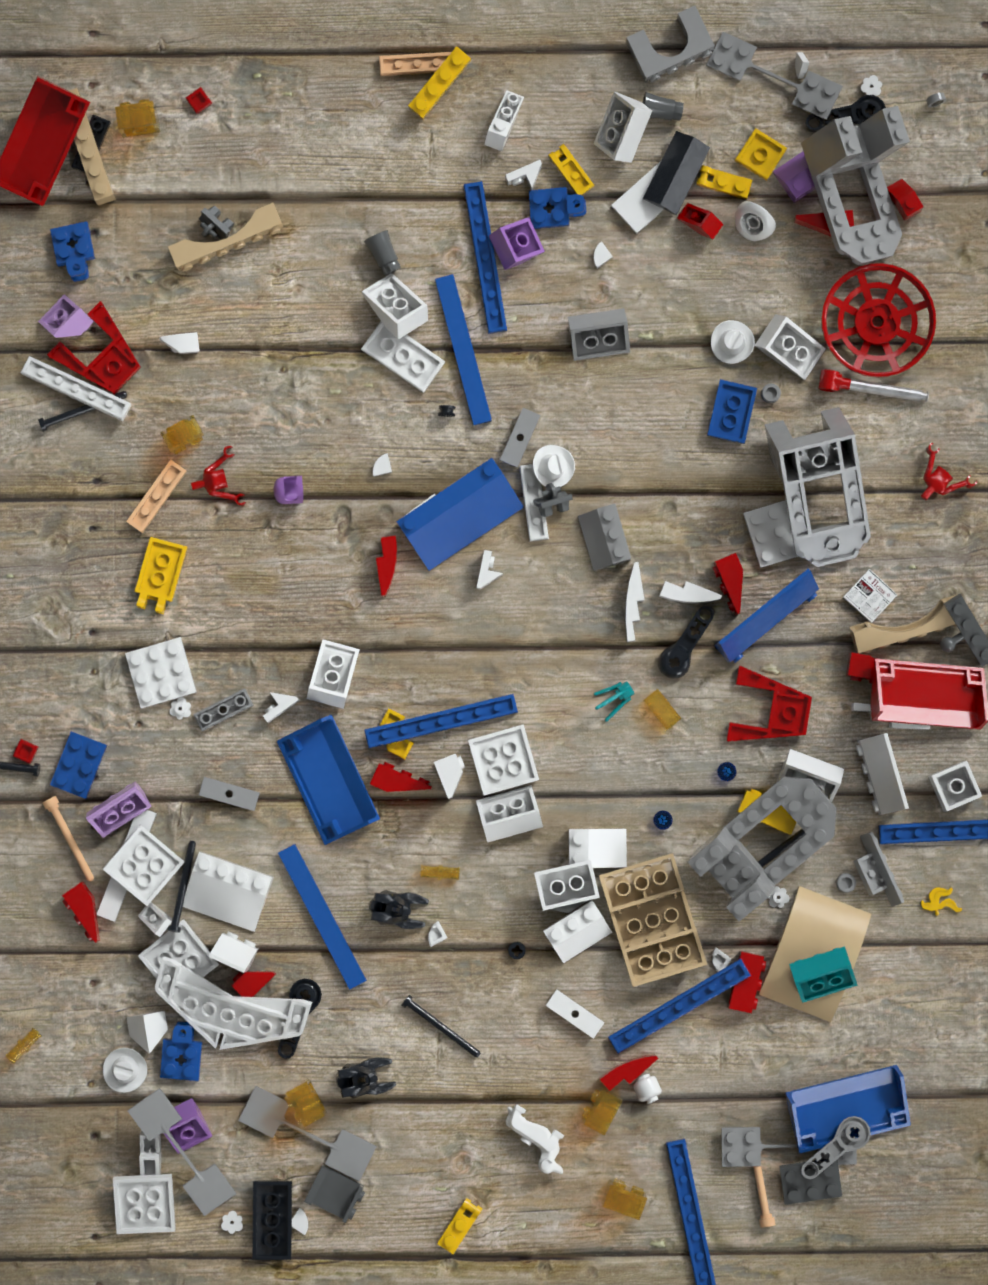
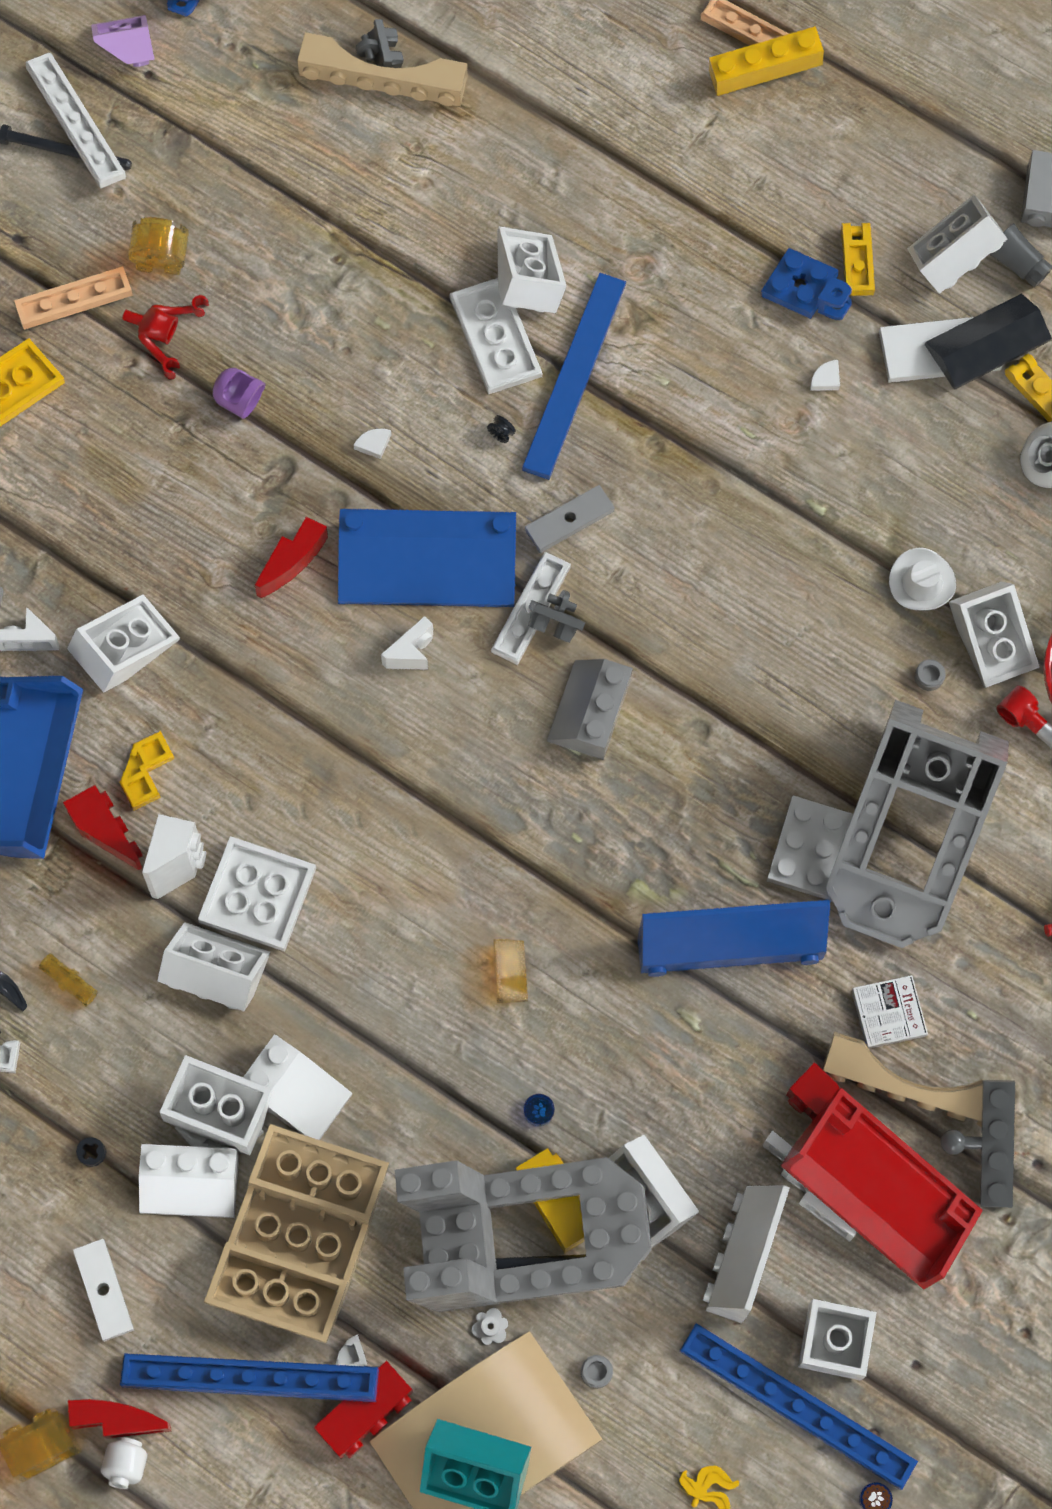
camera: 30 degrees right, 15 degrees down
(112, 366) = (139, 122): red wing -> none
(182, 343) = (240, 150): white slope -> none
(383, 252) = (559, 201): dark grey plant -> none
(440, 721) = (214, 790): blue tile -> none
(485, 257) = (679, 291): blue tile -> none
(503, 121) = (811, 153): white slope -> none
(516, 243) = (729, 293): medium lavender slope -> none
(529, 172) = (803, 225): white slope -> none
(553, 465) = (588, 577): white hat -> none
(599, 334) = (757, 463): light grey slope -> none
(623, 691) = (474, 912): teal plant -> none
(634, 595) = (574, 802): white slope -> none
(662, 820) = (408, 1114): clear blue tile -> none
(683, 648) = (597, 911): black beam -> none
(688, 594) = (649, 847): white slope -> none
(700, 220) = (981, 414): red slope -> none
(731, 576) = (722, 861): red slope -> none
(732, 411) = (863, 662): blue plate -> none
(788, 711) = (673, 1088): red wing -> none
(876, 872) = (647, 1384): light grey bracket -> none

